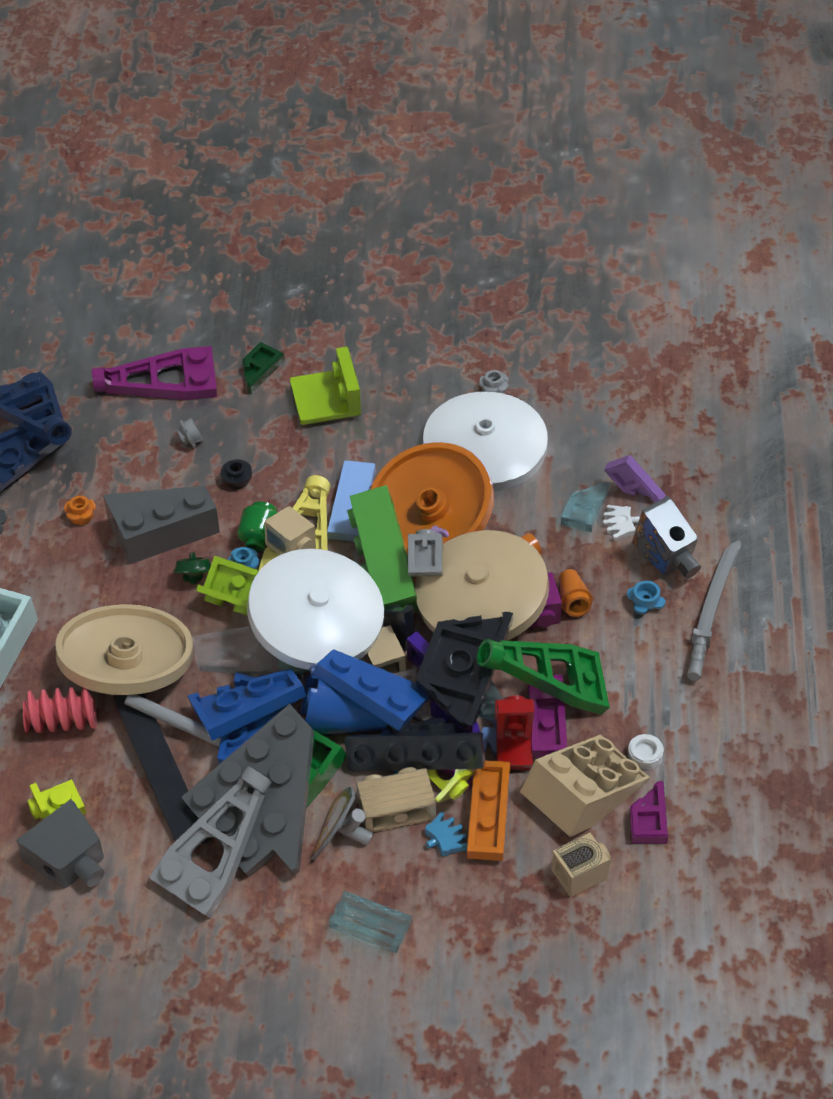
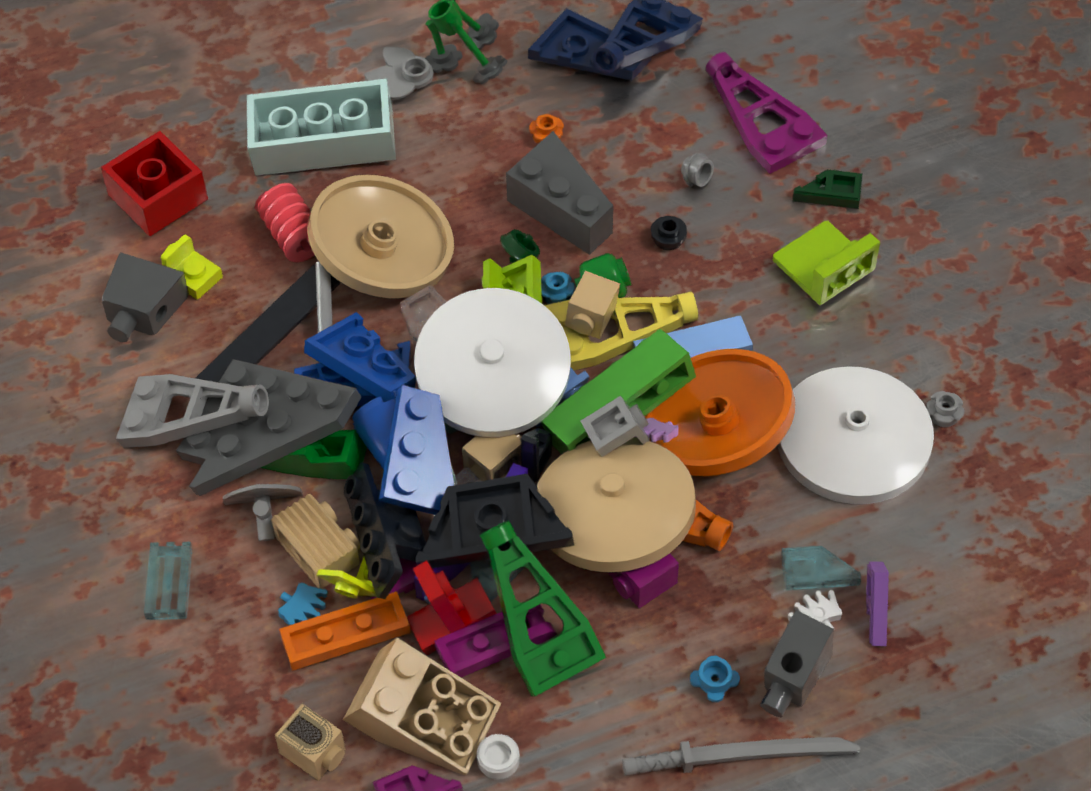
camera: 65 degrees right, 5 degrees up
(574, 594) = (675, 602): orange cone -> none

